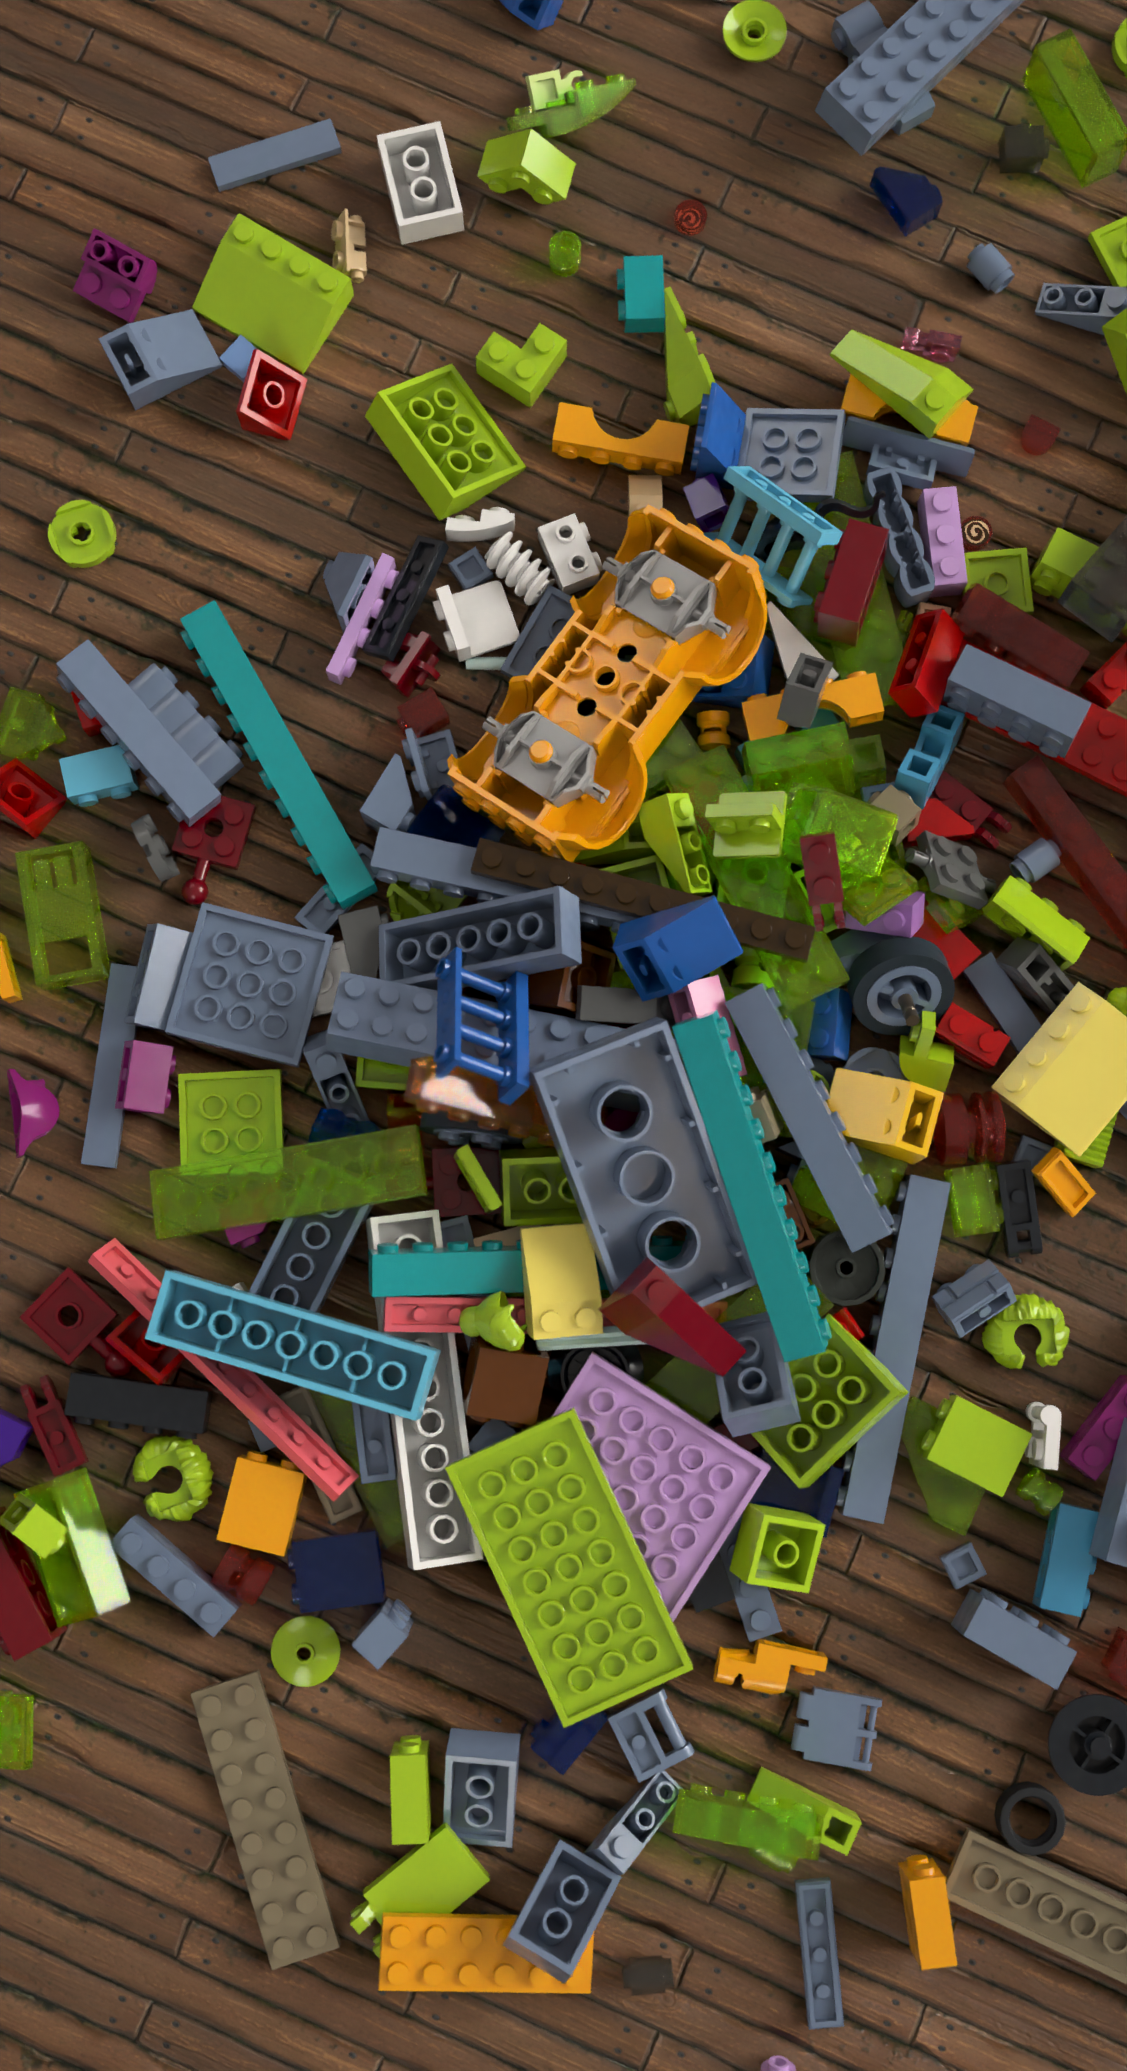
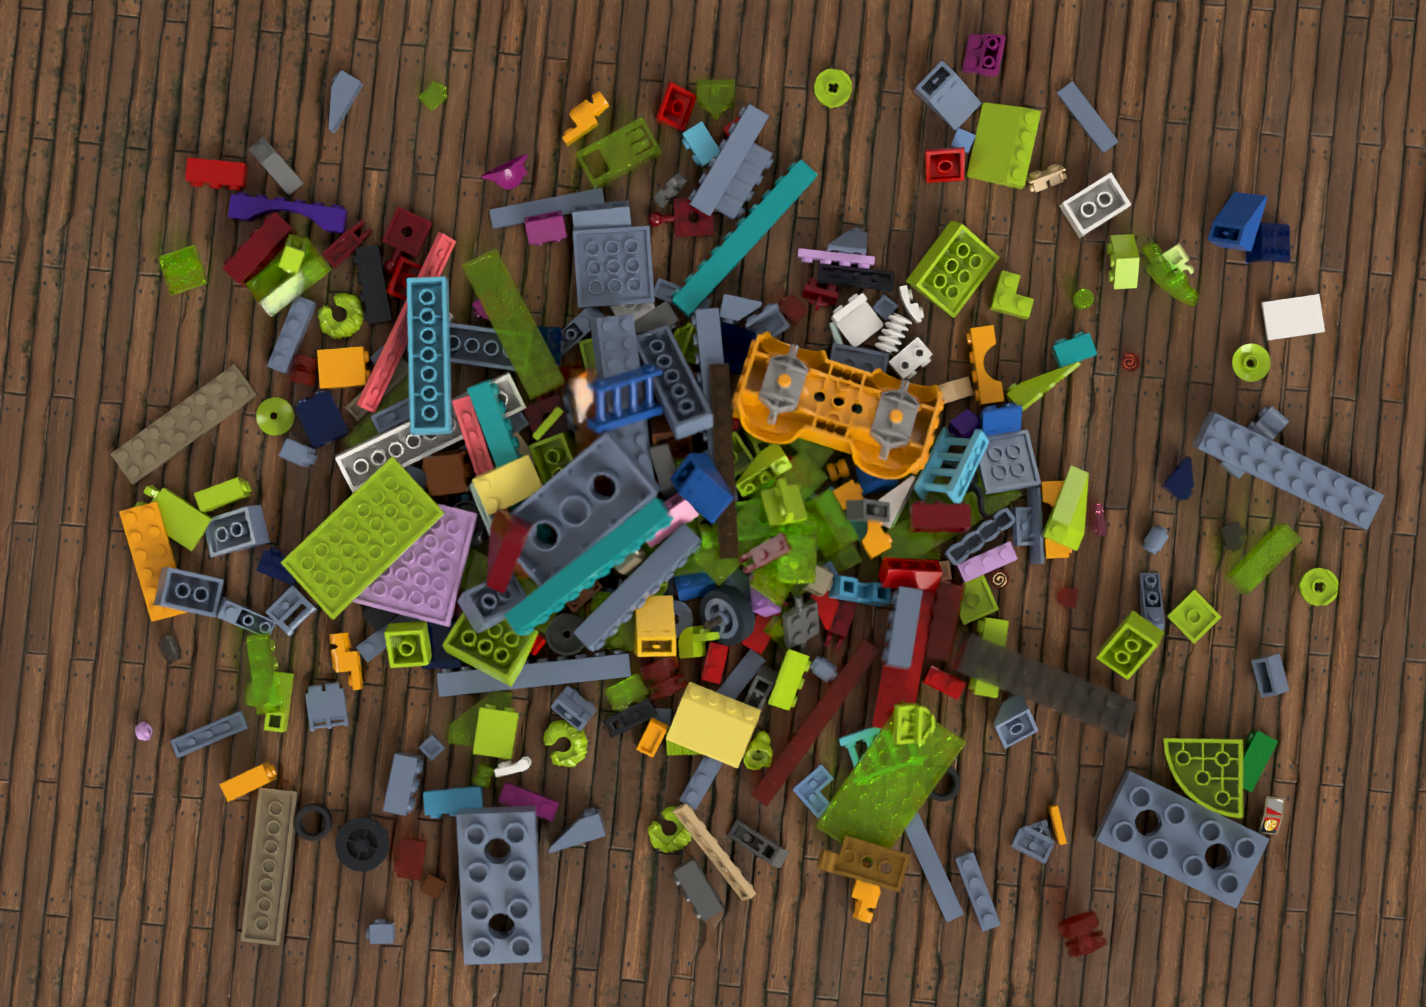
camera: 75 degrees right, 5 degrees up
(229, 1114) = (540, 280): lime plate -> none
(493, 1322) = (474, 456): lime piece -> none

